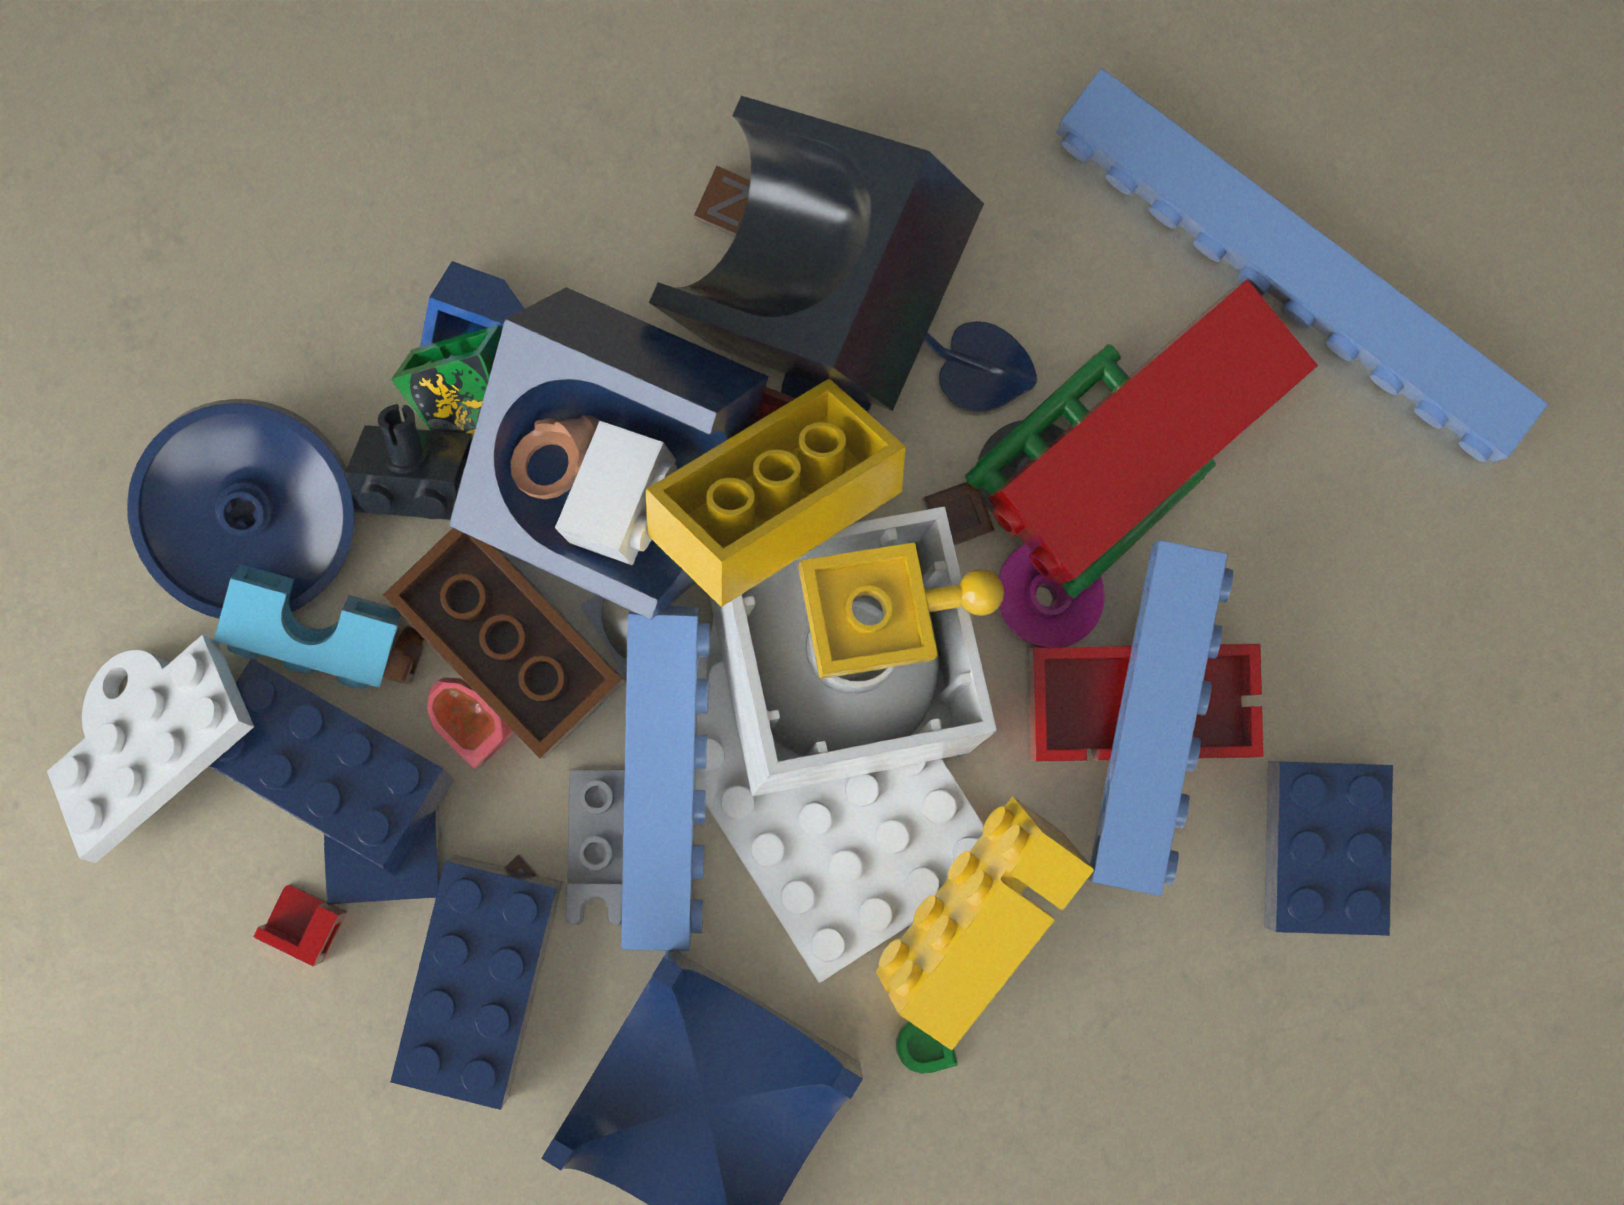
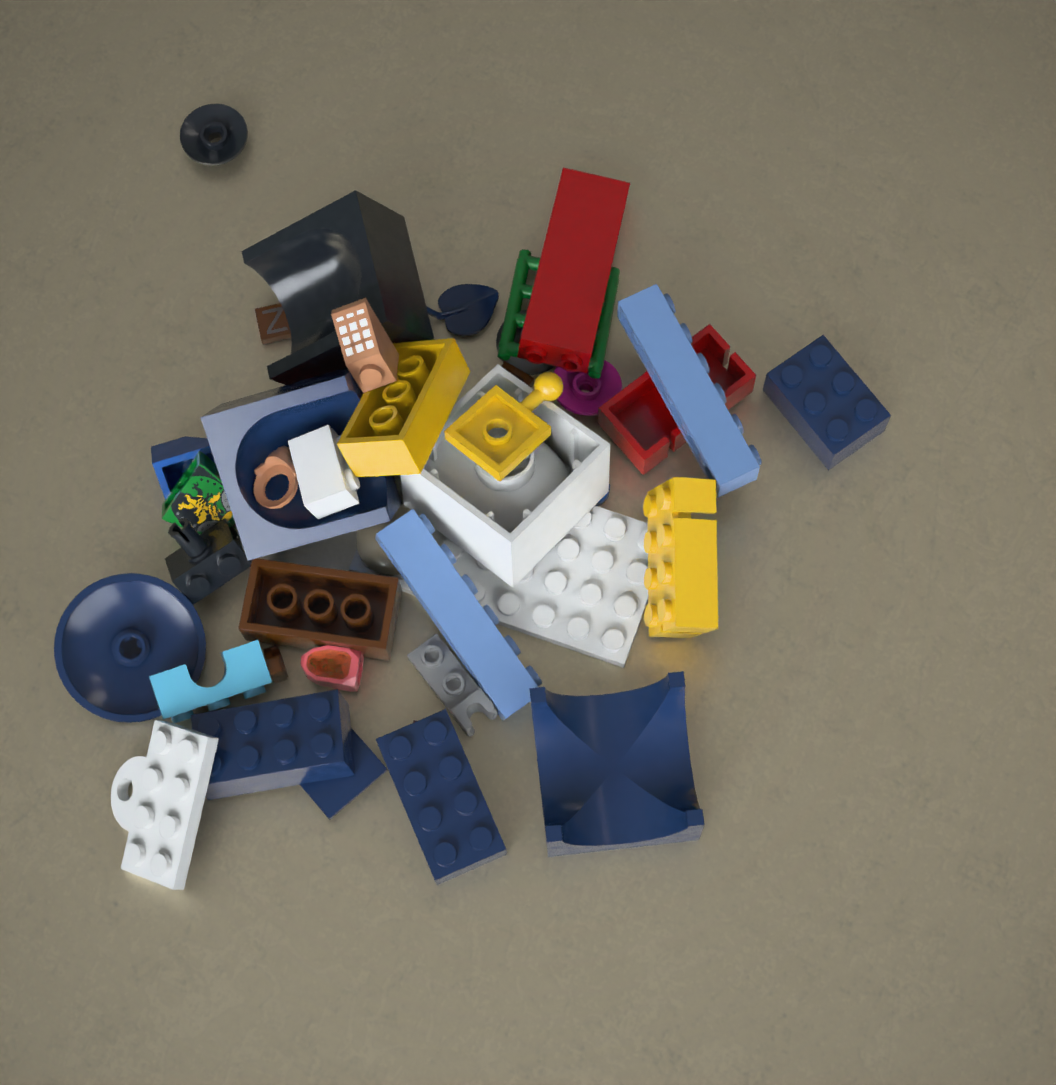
camera: 30 degrees left, 15 degrees down
(301, 925) = (324, 844): red panel -> none
(781, 380) = (365, 345): none -> nougat slope
(921, 1051) = (705, 655): green tile -> none
(1300, 269) = (592, 148): medium blue brick -> none

